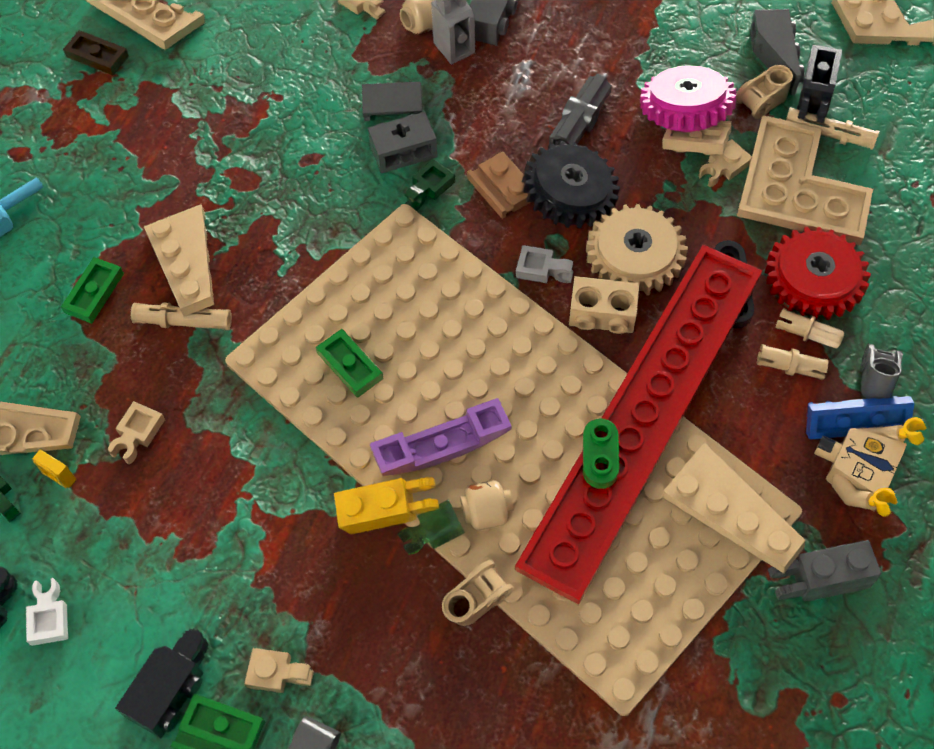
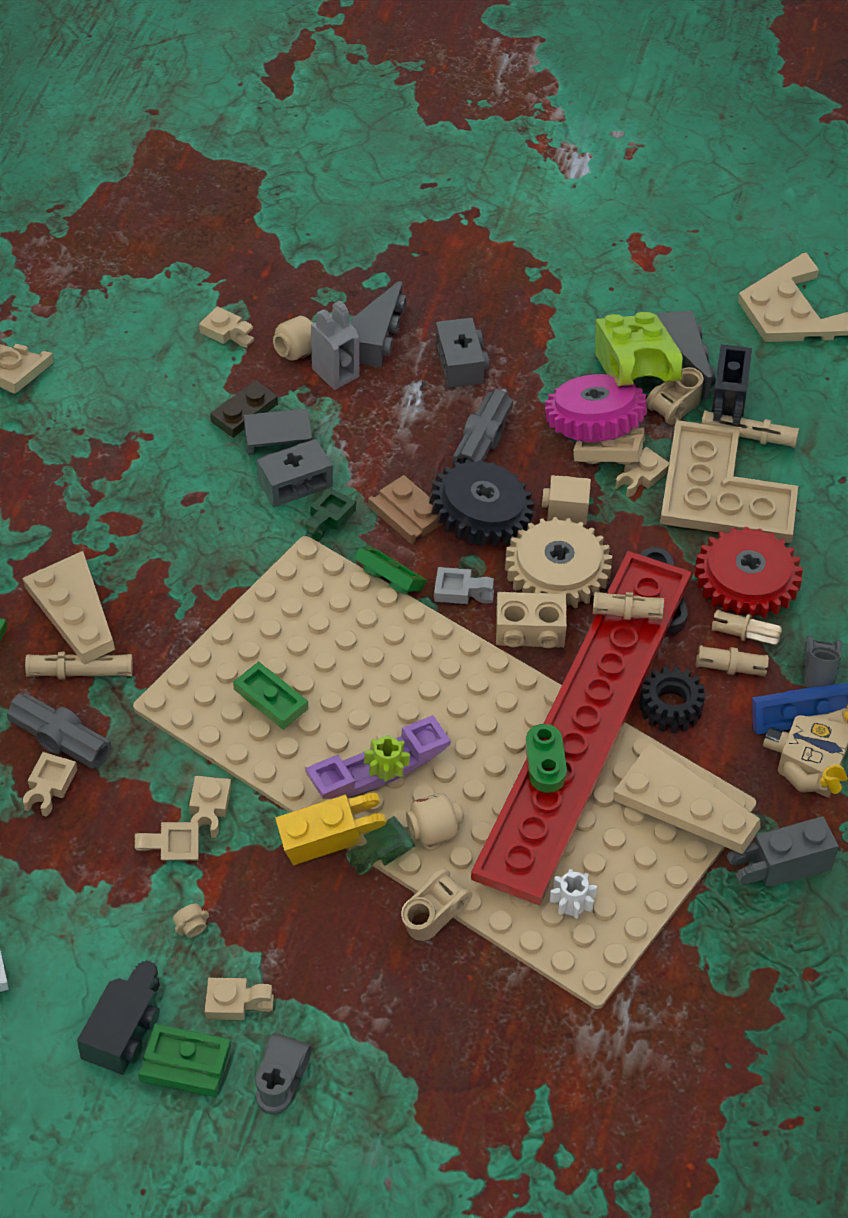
camera: 10 degrees left, 10 degrees down
(152, 380) = (59, 730): none -> dark grey piece
(242, 503) = (177, 841): none -> tan plate
(245, 586) = (190, 920): none -> tan plate
(280, 461) = (209, 800): none -> tan plate
(371, 71) = (250, 400): none -> dark brown plate
(444, 431) = (386, 758): none -> lime gear
(472, 239) = (380, 564): none -> green plate
(569, 36) = (461, 352): none -> dark grey brick
(609, 588) = (573, 893): none -> white gear
(651, 186) = (567, 498): none -> tan brick
(697, 302) = (628, 605): none -> tan pin
(732, 380) = (672, 683): none -> black tyre
(733, 43) = (636, 348): none -> lime brick

